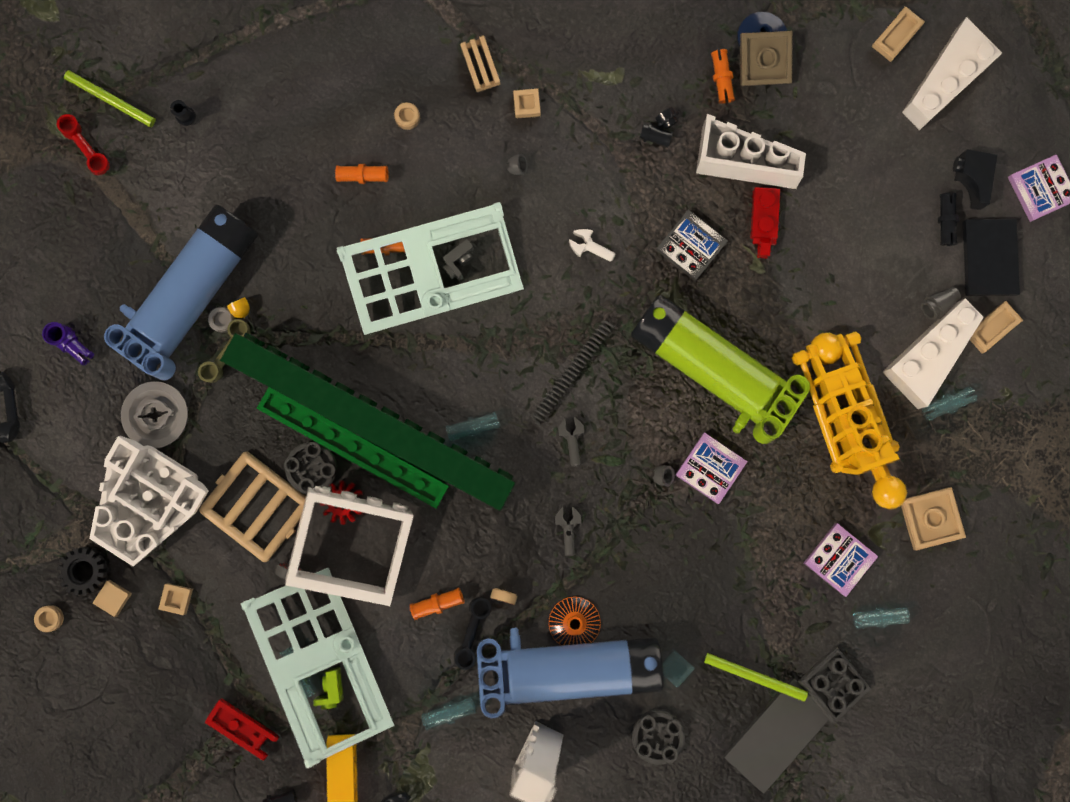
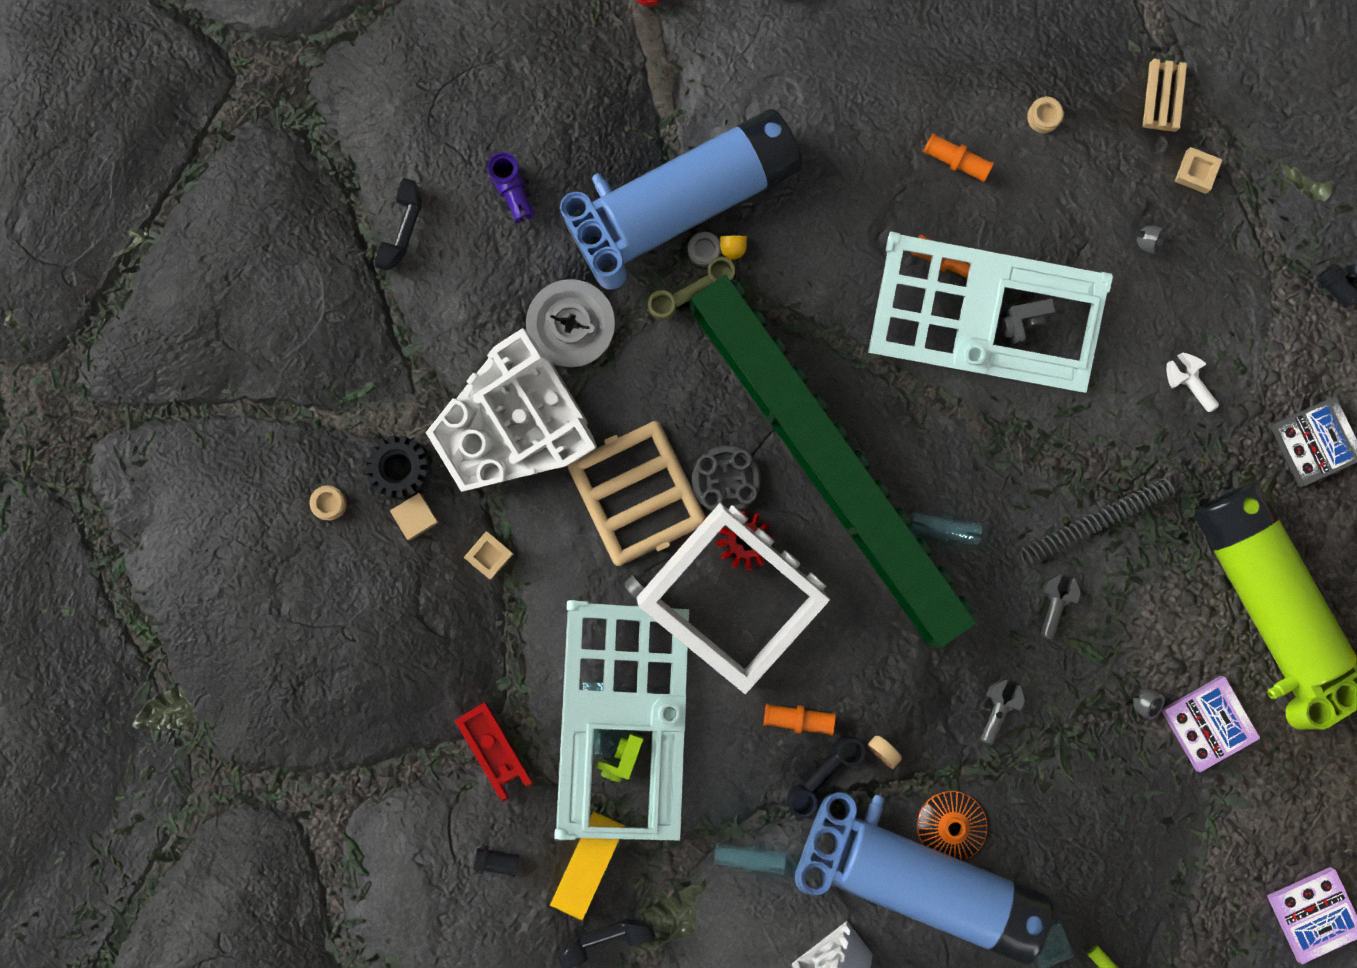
camera: 25 degrees right, 0 degrees up
(353, 447) = (789, 481): green plate -> none

